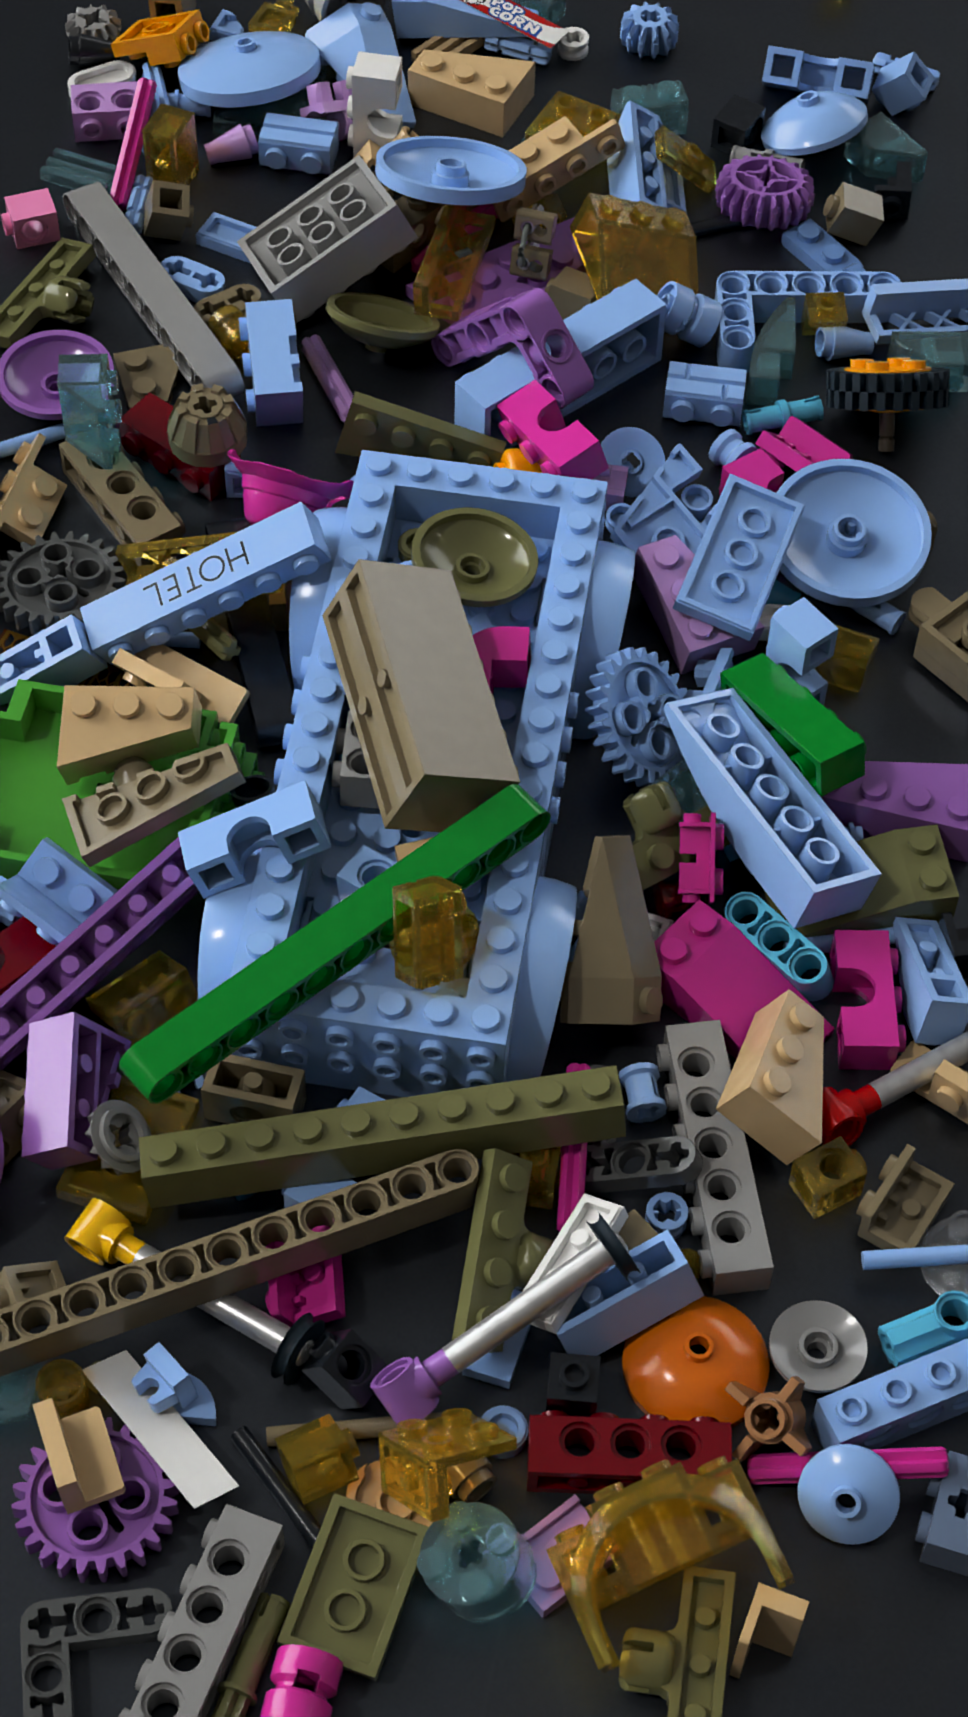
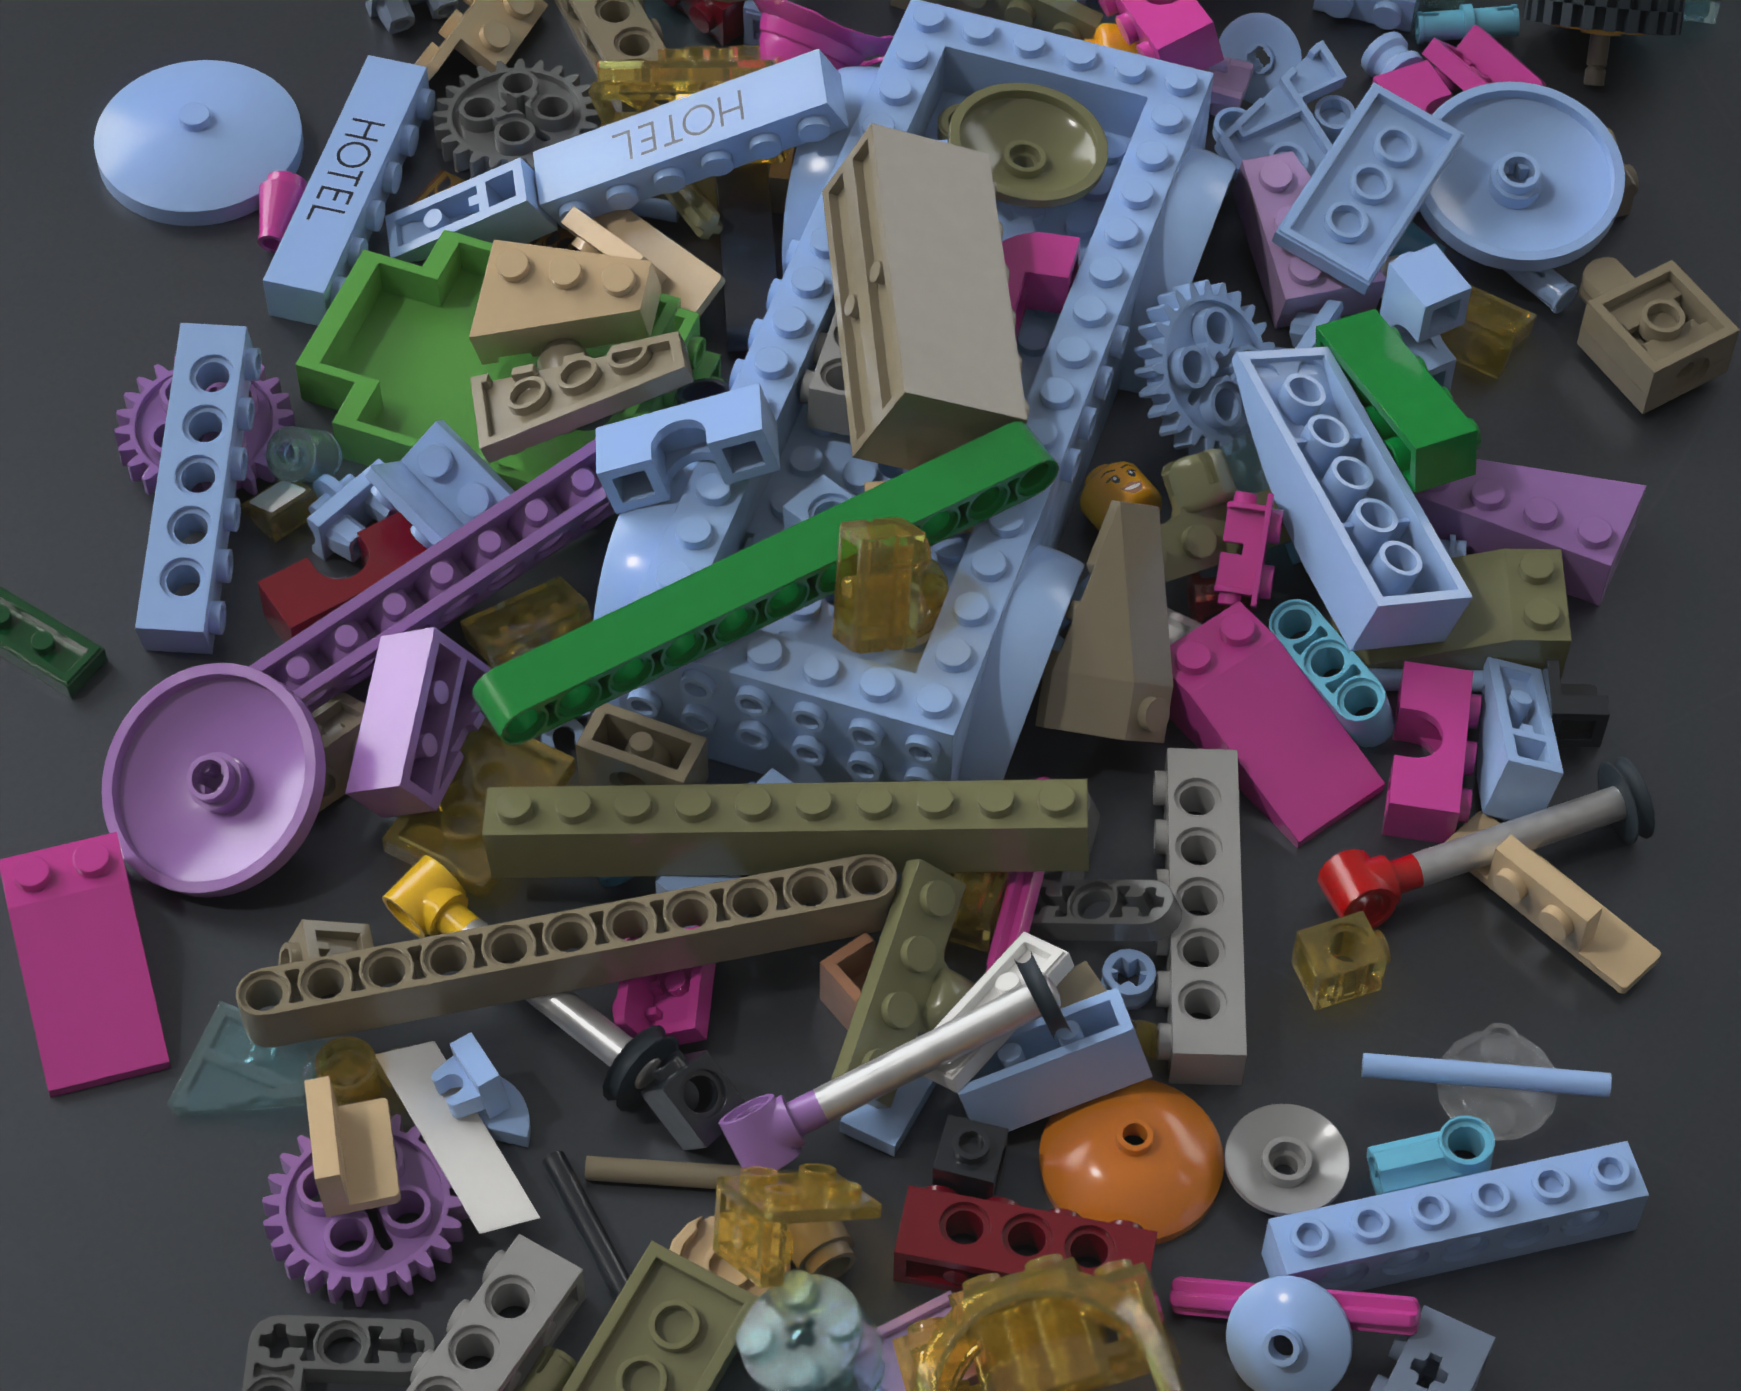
camera: 10 degrees right, 0 degrees up
(108, 1118) = (457, 762): light grey gear -> none
(195, 523) = (688, 65): none -> clear yellow wing
(318, 1458) = (642, 1199): clear yellow brick -> none
(448, 1251) = (844, 976): none -> nougat panel
(512, 1422) = (892, 1197): light blue tile -> none
(583, 822) = (1115, 482): none -> light orange head
(642, 1092) = (1125, 825): light blue bush -> none
(761, 1418) = (1210, 1234): medium nougat brick -> none
(779, 1079) = (1297, 831): tan wedge -> none
(904, 1203) = (1428, 1003): dark tan bracket -> none

